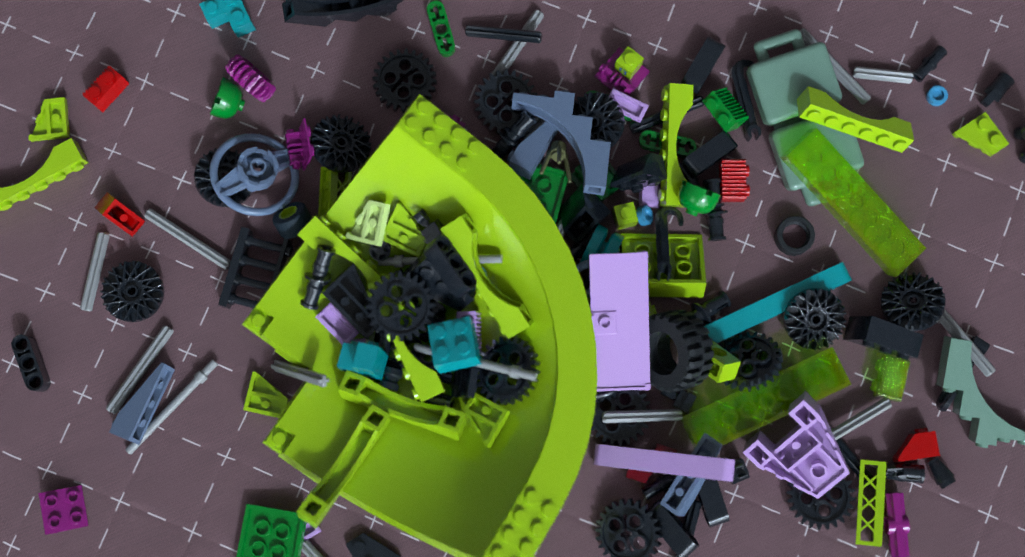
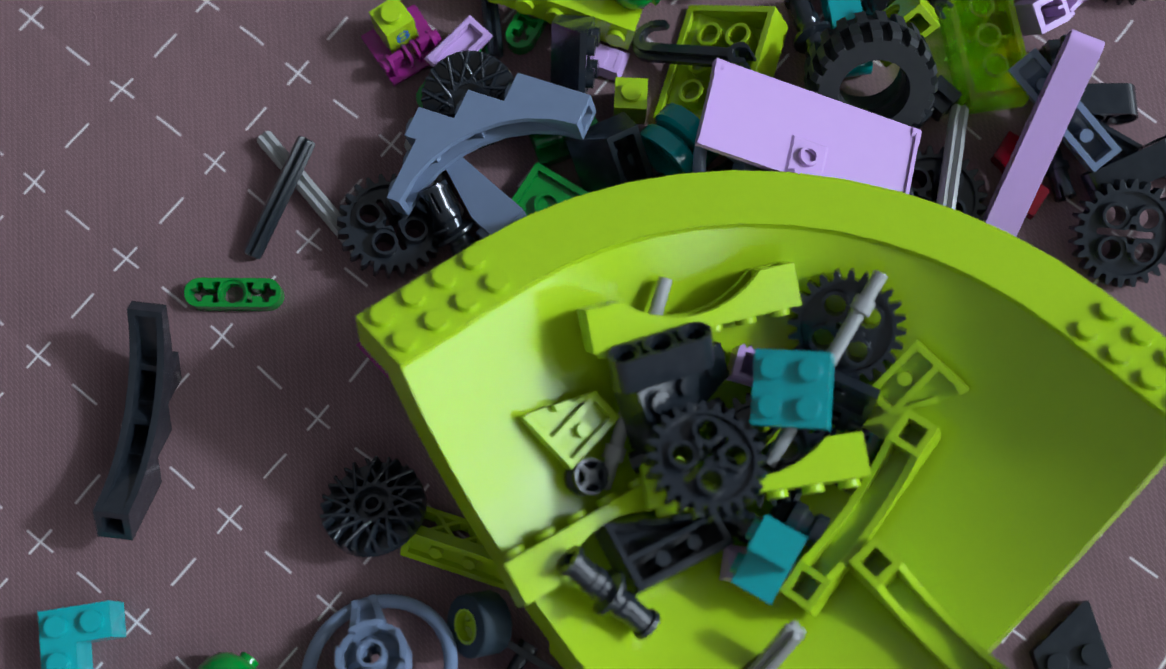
camera: 75 degrees left, 5 degrees down
(250, 78) = (209, 628): magenta gear -> none
(299, 146) = (348, 568): magenta hinge -> none
(337, 324) = (690, 589): lavender tile -> none
(371, 224) = (544, 475): yellowish green wing -> none
(392, 68) = (274, 387): black gear -> none
(432, 229) = (585, 377): black piece -> none
(557, 153) = (501, 170): olive plant -> none
(644, 215) = (637, 70): dark azure tile -> none

